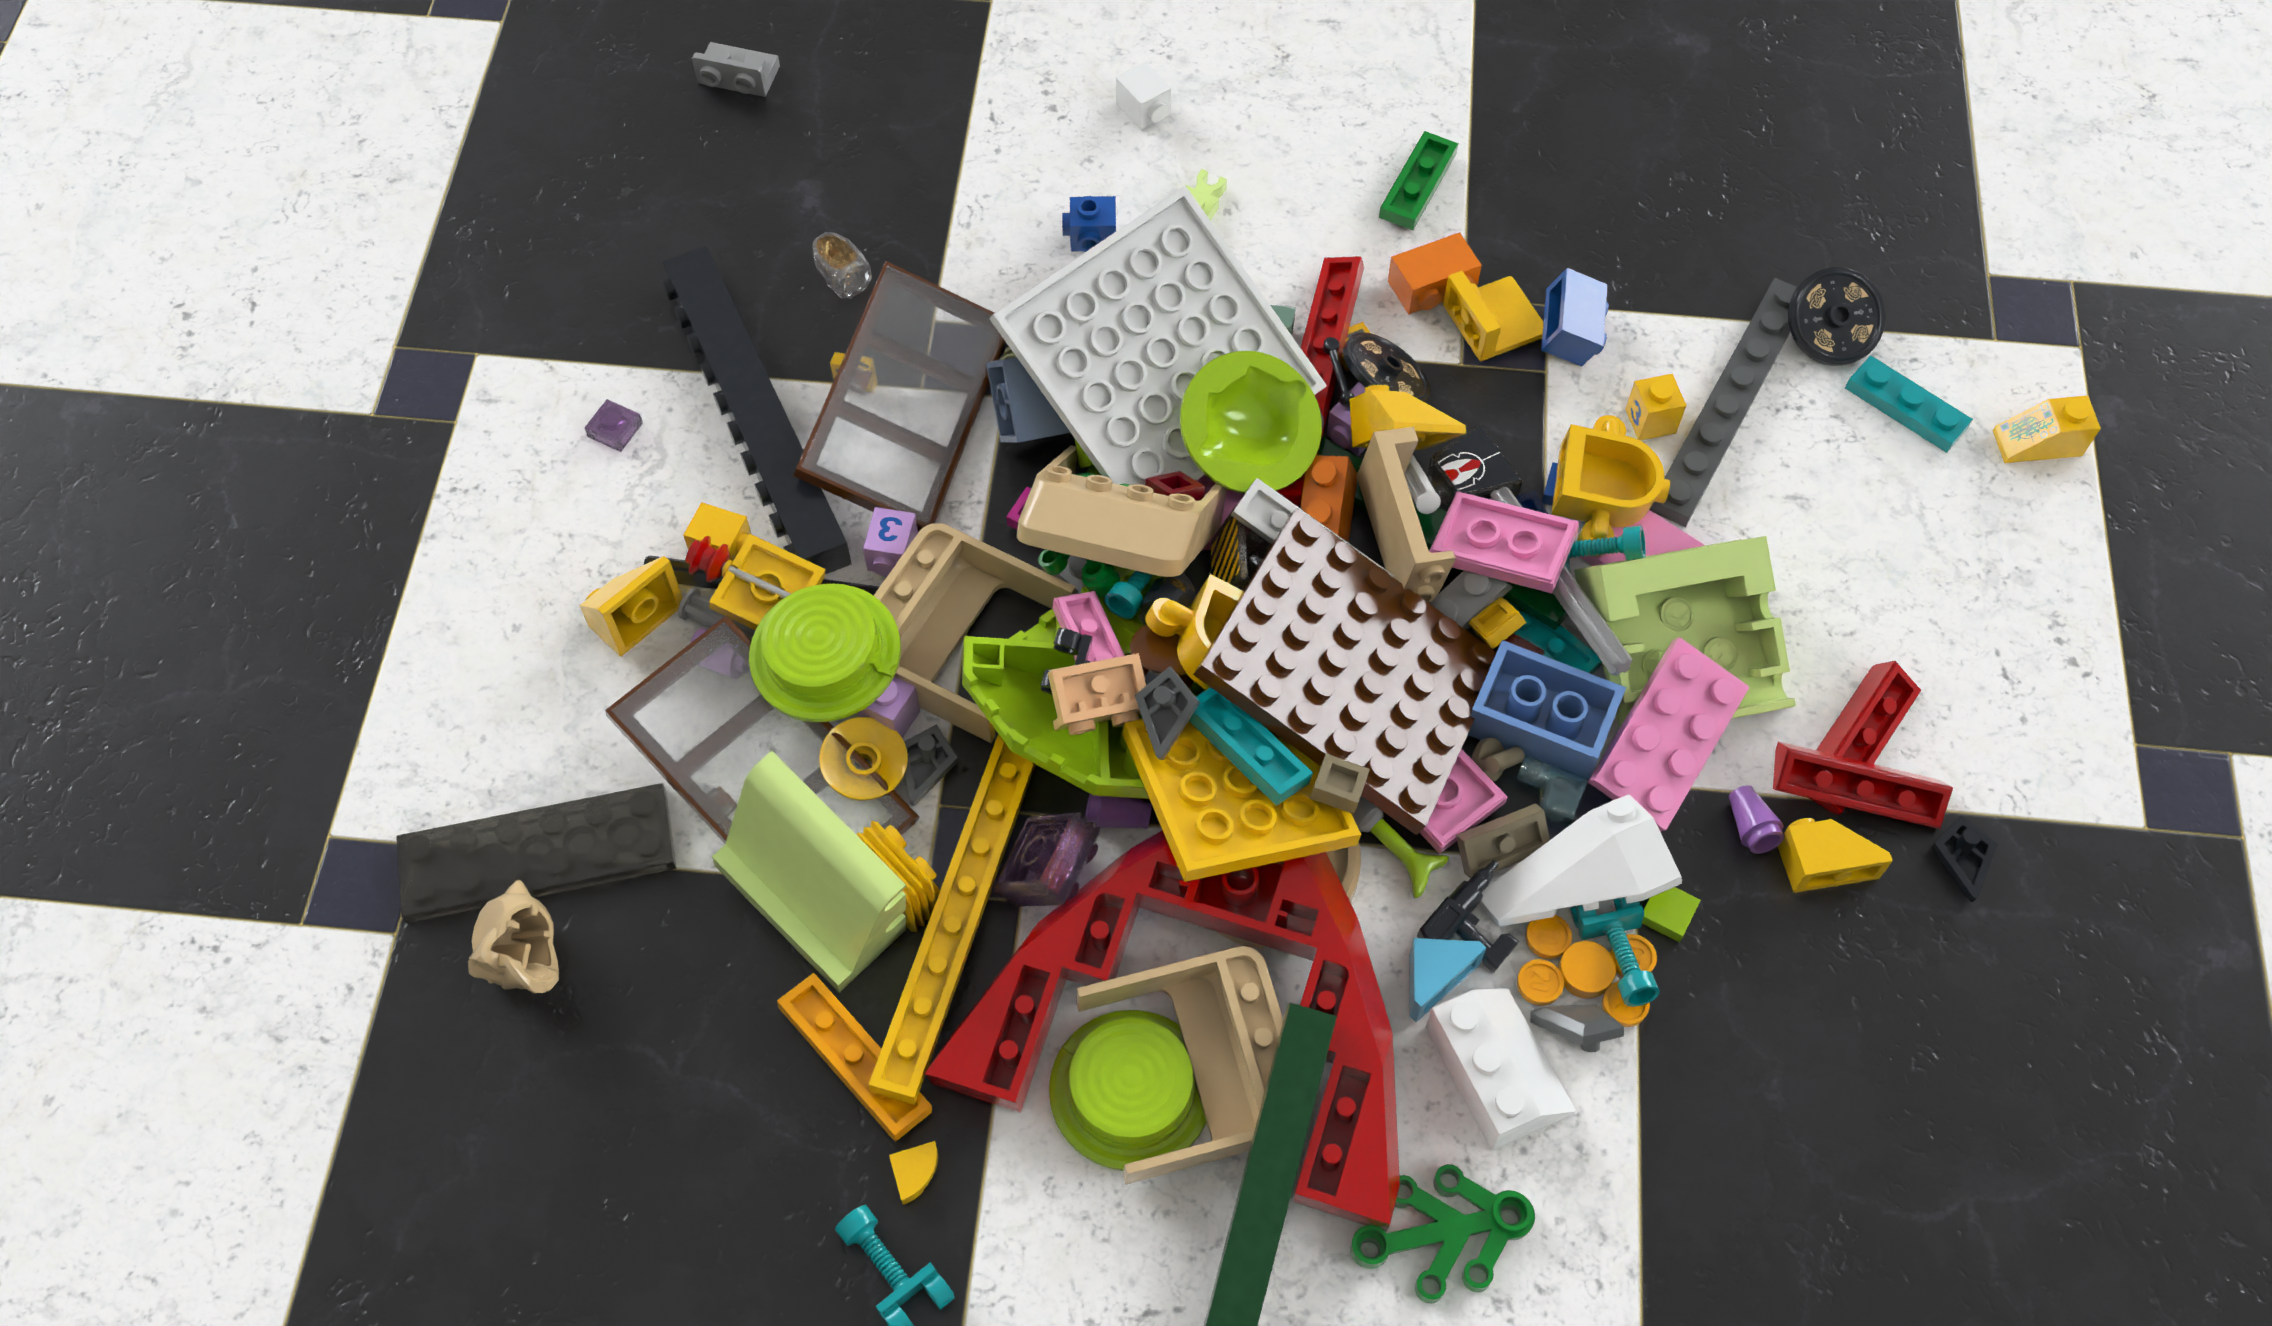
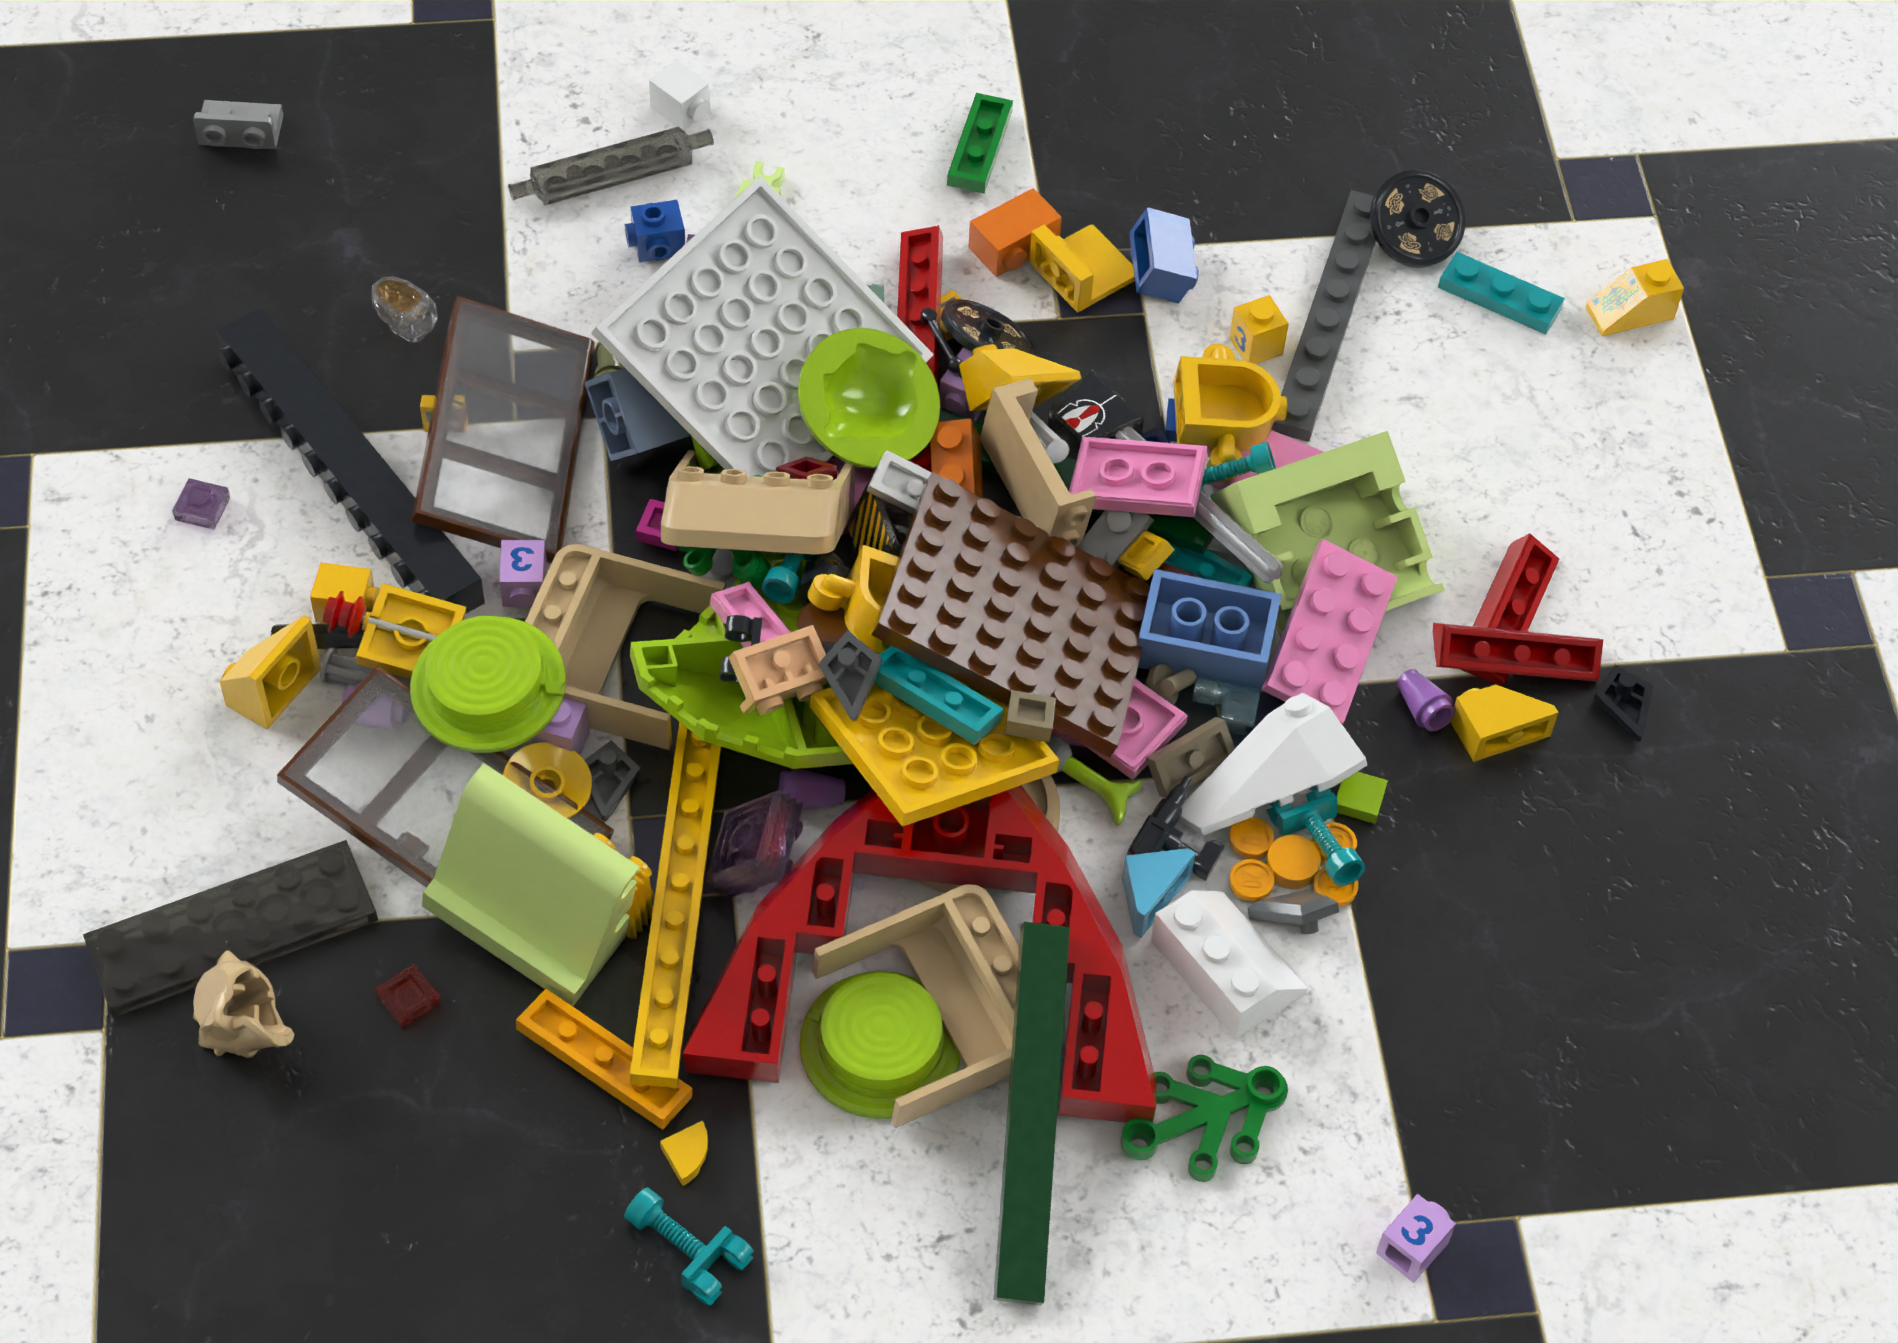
camera: 15 degrees left, 5 degrees down
(684, 953) = (408, 995): none -> clear red tile
(1065, 154) = (611, 165): none -> clear smoke plate

